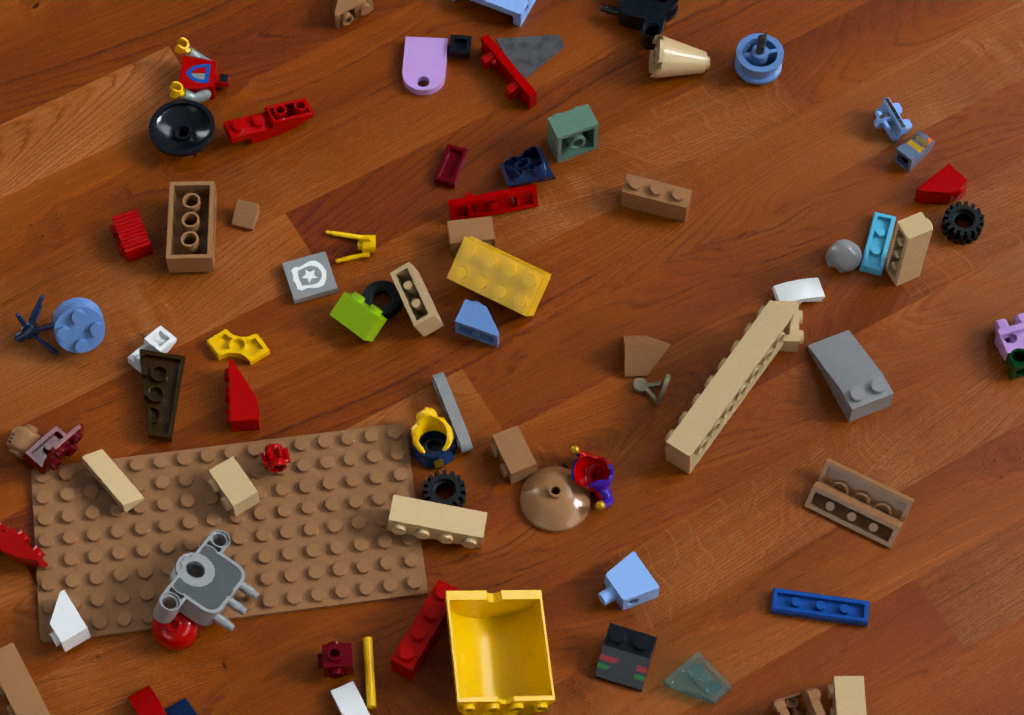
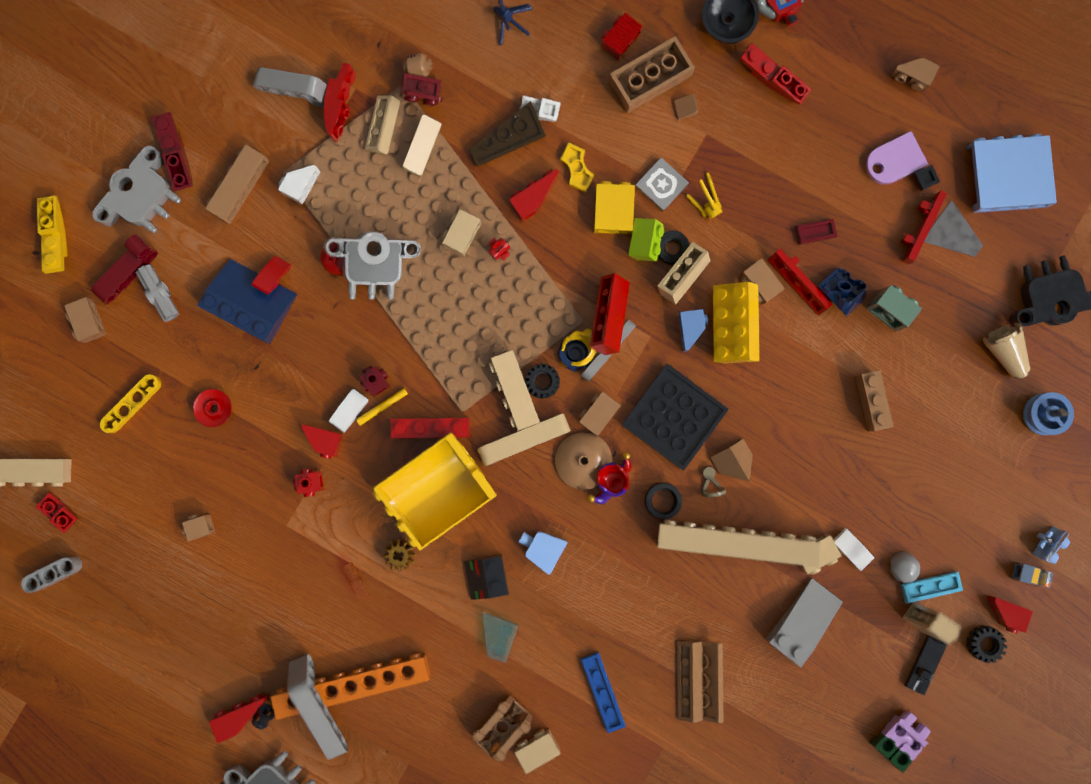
camera: 60 degrees right, 25 degrees up
(61, 508) = (382, 124): none -> tan slope
(78, 325) = (523, 45): medium blue wheel -> none
(306, 330) = (614, 208): none -> yellow panel
(415, 384) = (609, 314): none -> red brick
(496, 540) = (523, 439): none -> tan beam
(561, 386) = (675, 417): none -> black plate
(648, 425) = (677, 503): none -> black tyre
(952, 283) = (928, 659): none -> black hinge

